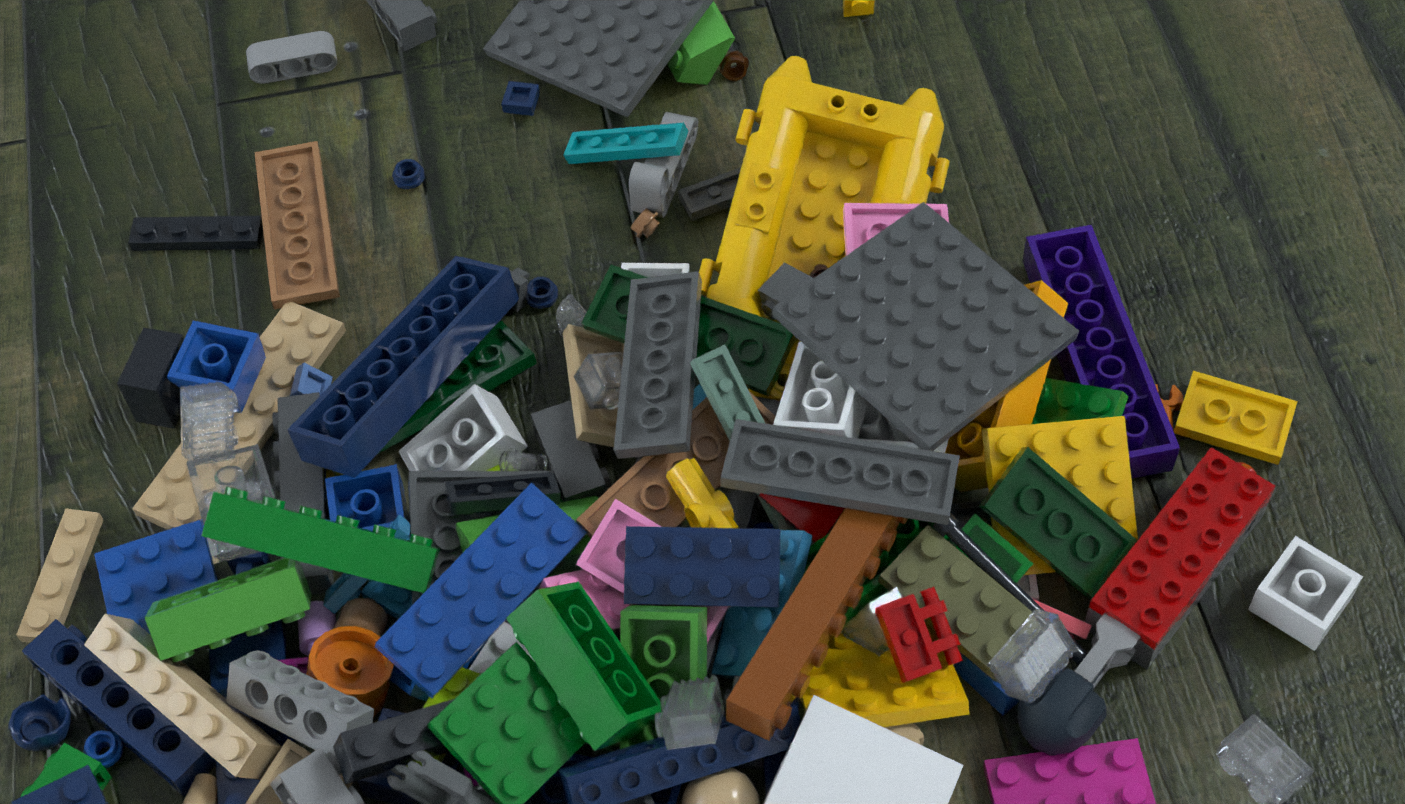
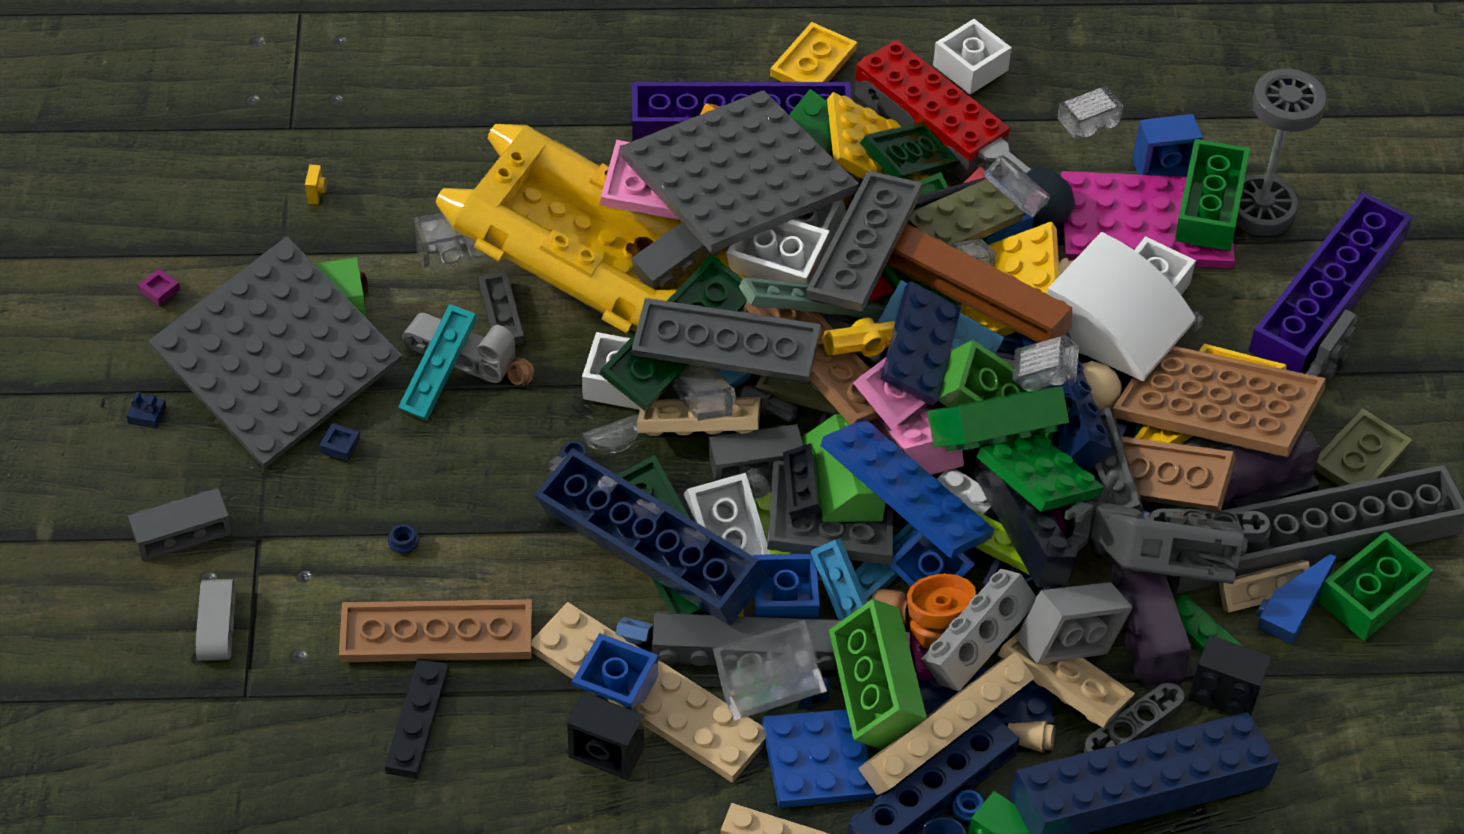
camera: 85 degrees left, 5 degrees down
(207, 420) = (685, 680): clear brick -> none
(320, 541) = (844, 586): green brick -> none
(909, 637) = (997, 236): red plate -> none

